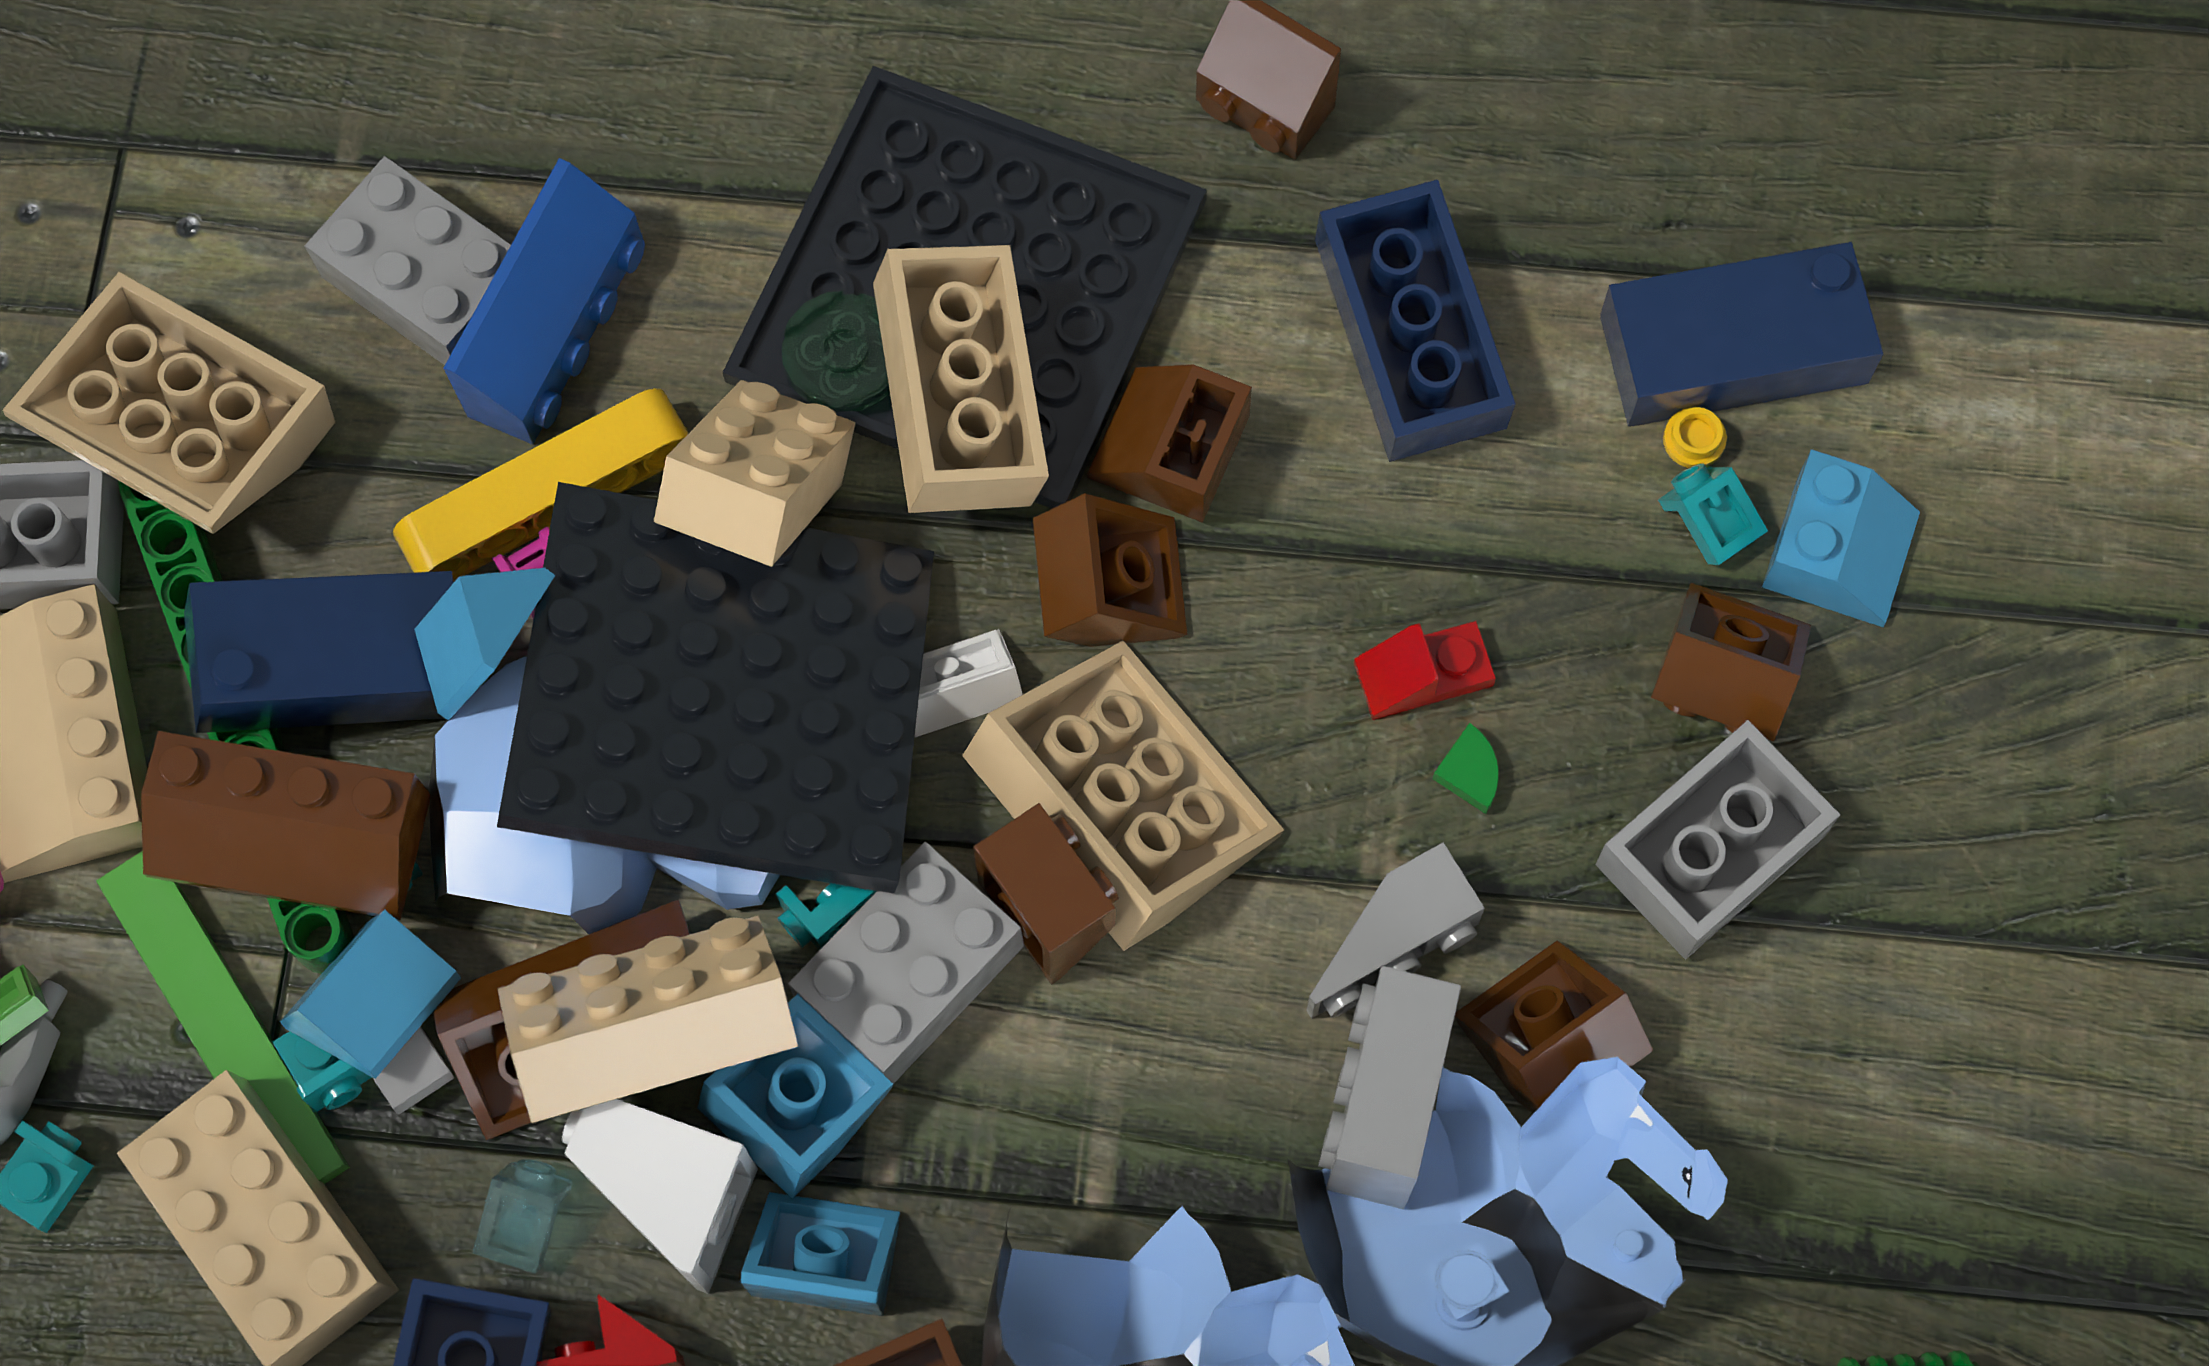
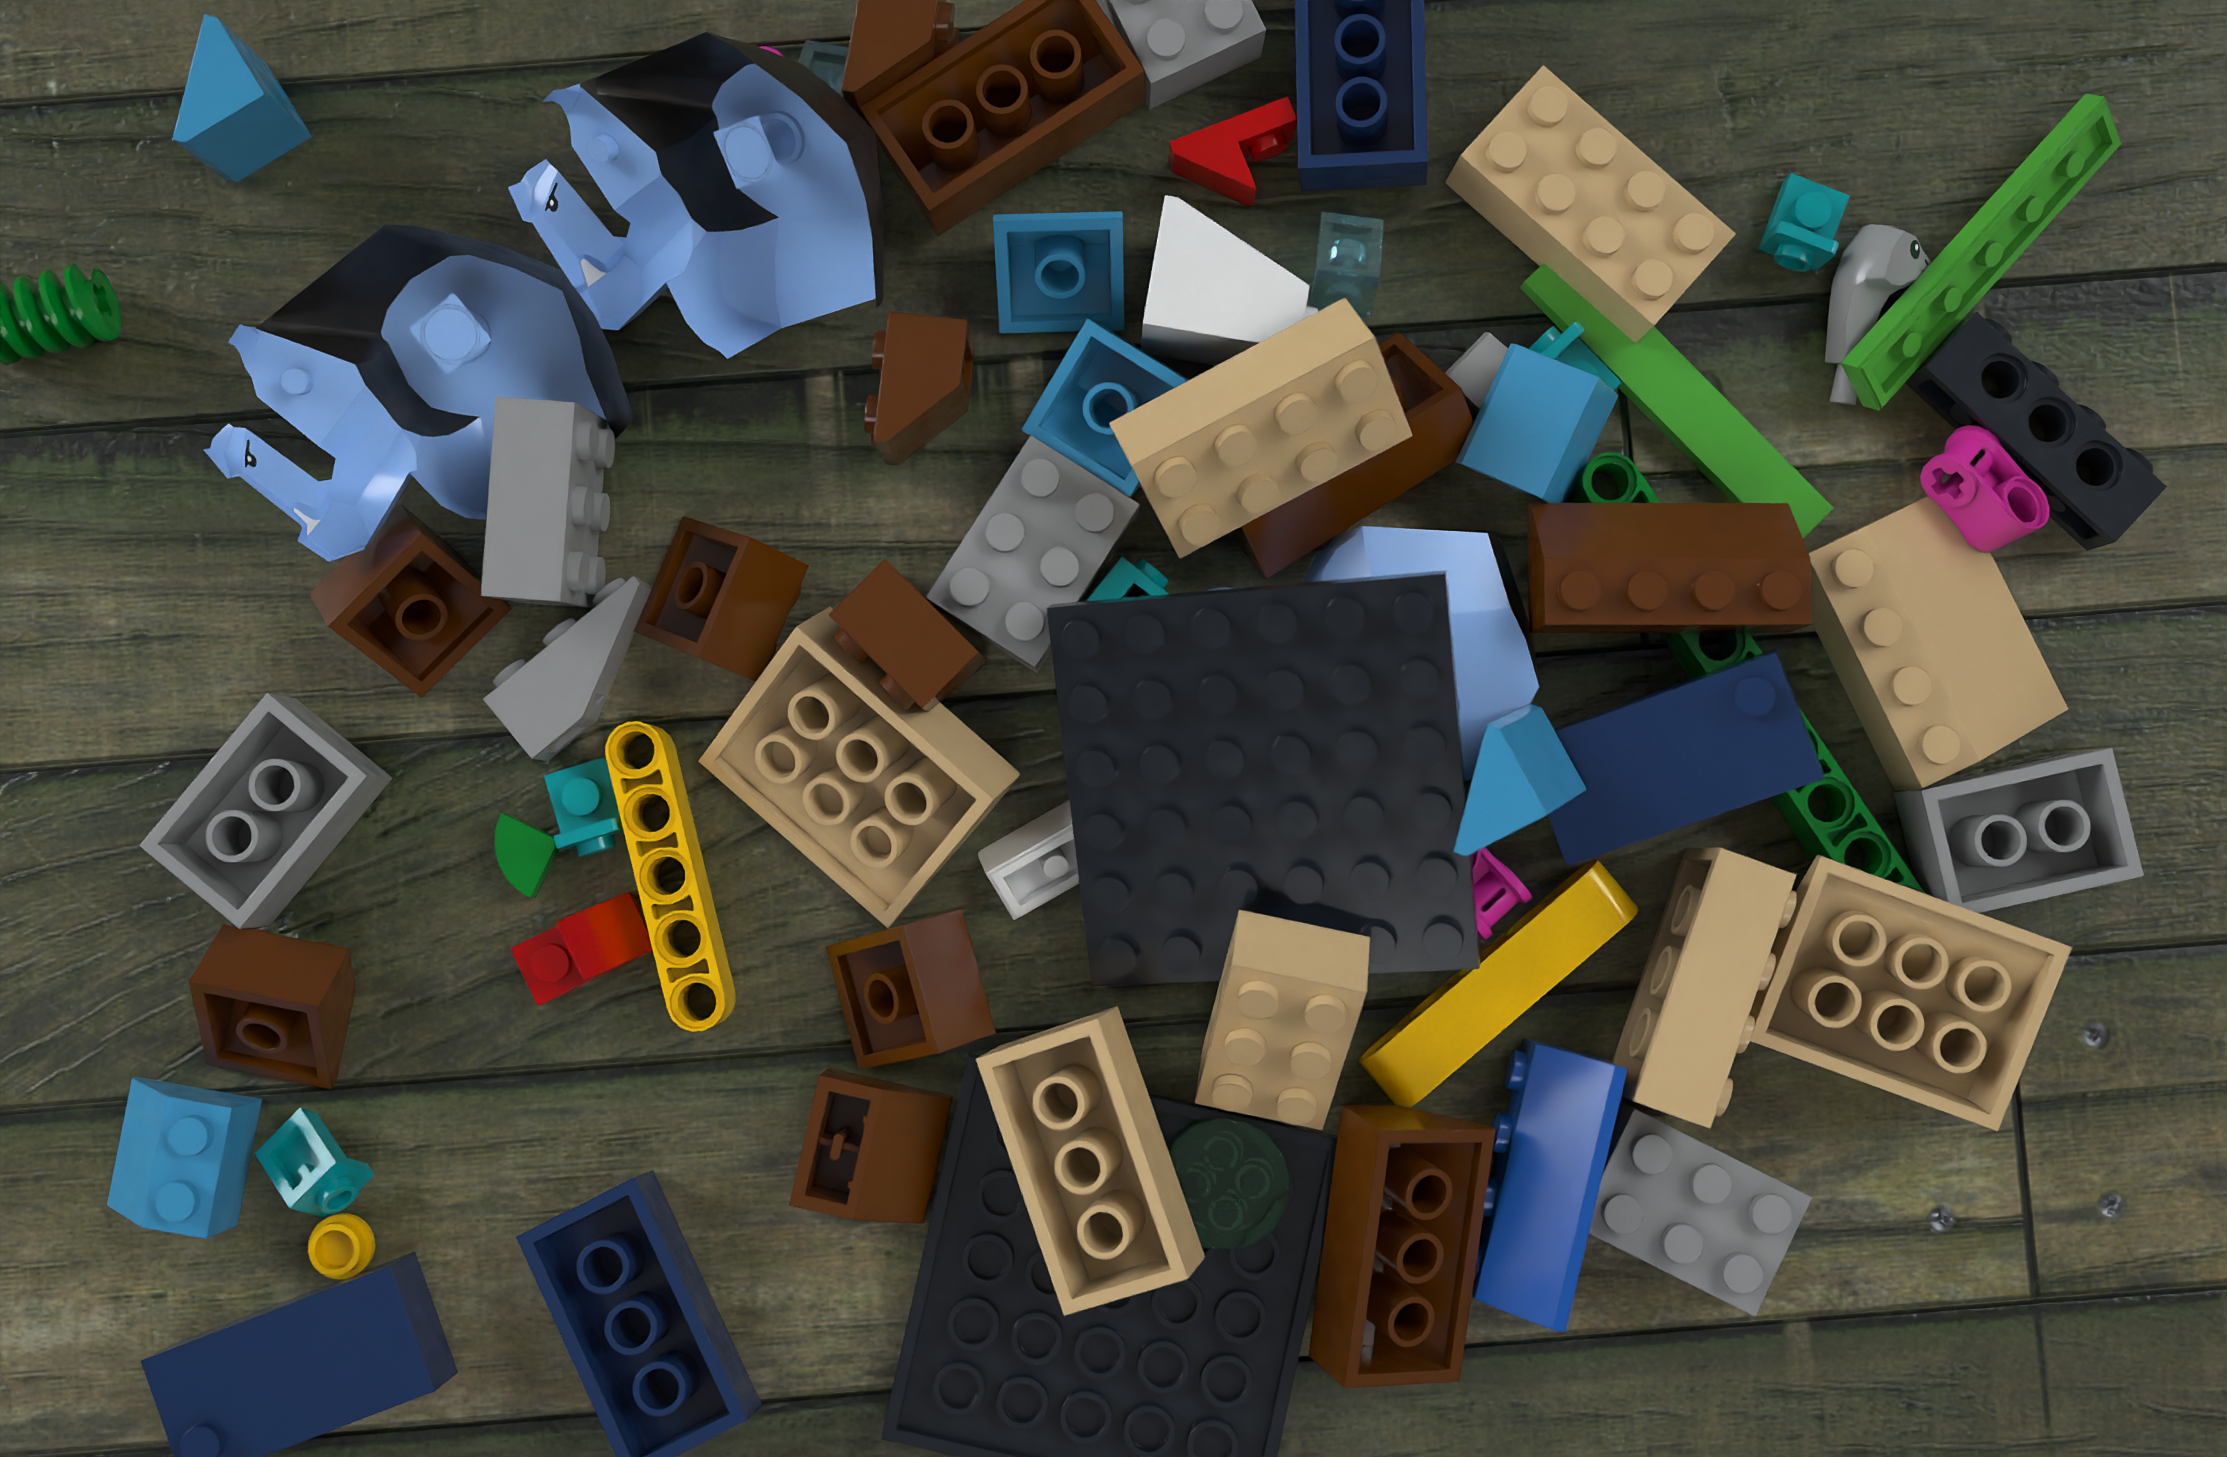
camera: 165 degrees right, 15 degrees up
(353, 447) = (1703, 982): none -> tan brick
(692, 270) = (1400, 1246): none -> reddish brown slope
(983, 1148) = (922, 379): none -> reddish brown slope
(1234, 978) = (722, 598): none -> reddish brown slope
(1329, 689) = (647, 852): none -> yellow beam
(1400, 799) = (585, 807): none -> teal bracket

